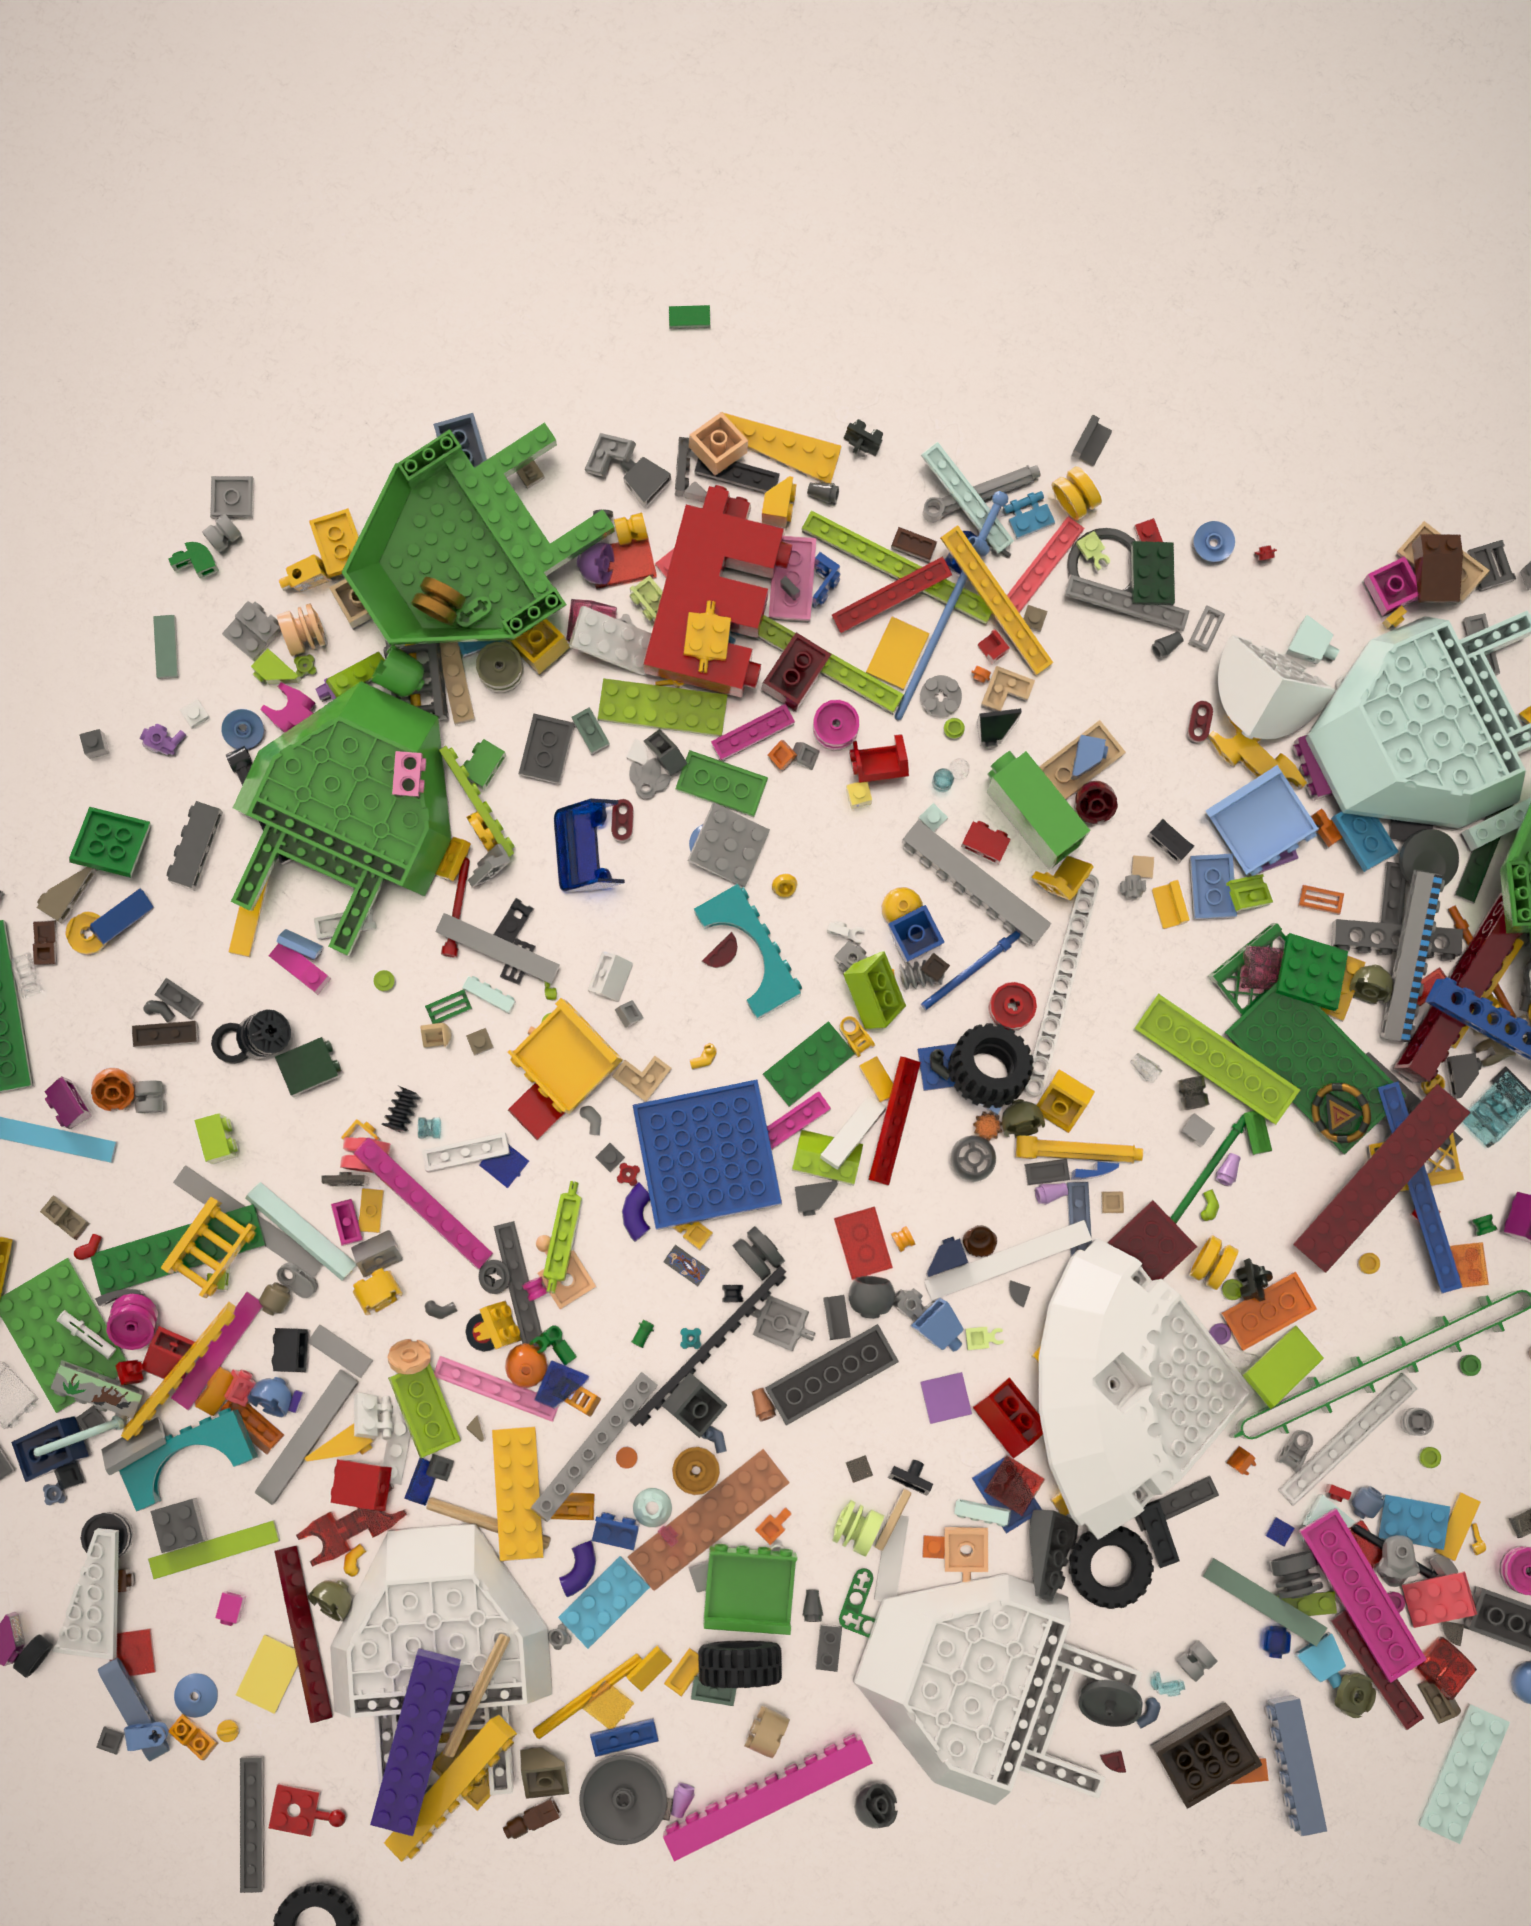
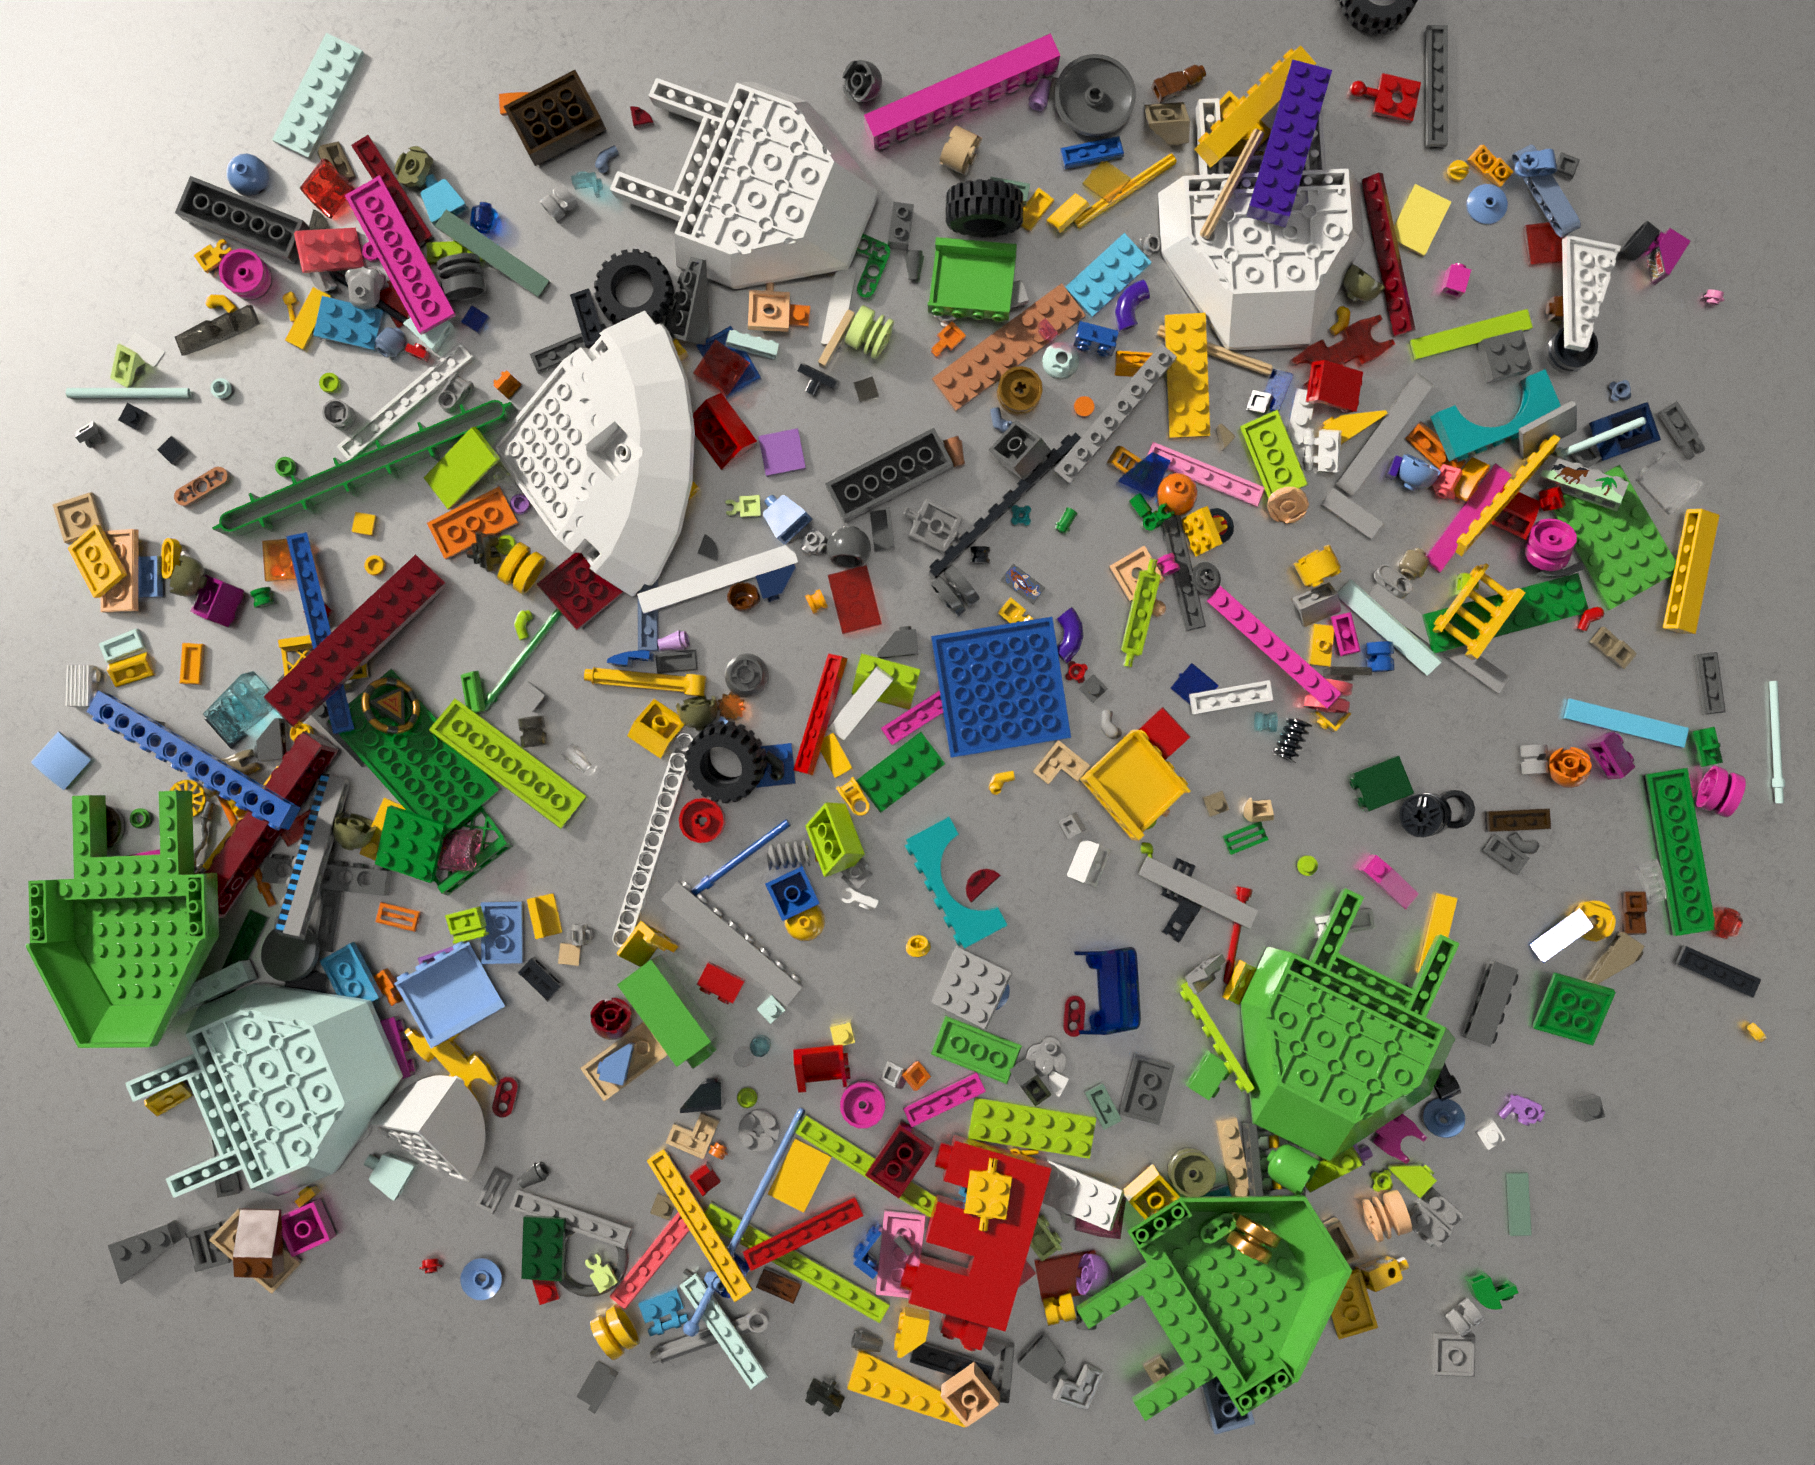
camera: 175 degrees left, 5 degrees up
(65, 1319) = (1599, 539): white pin -> none
(68, 1476) = (1607, 404): black plate -> none
(216, 1138) = (1470, 716): lime brick -> none
(290, 1350) = (1400, 515): black brick -> none
(299, 944) = (1389, 903): light blue tile -> none
(310, 1199) = (1380, 656): none -> blue wheel
(402, 774) = (1293, 1063): bright pink brick -> none
(439, 1312) = (1258, 547): dark grey arm -> none
(482, 831) = (1212, 1008): yellow plate -> none
(488, 994) = (1206, 848): light aqua piece -> none
(935, 967) = (775, 859): dark brown tile -> none
(1110, 1703) = (640, 165): dark grey piece -> none
(1112, 1202) = (615, 631): tan tile -> none
(1228, 1171) = (503, 656): lavender cone -> none
(1297, 1765) = (471, 104): sand blue brick -> none
(1383, 1307) = (364, 523): none -> yellow tile

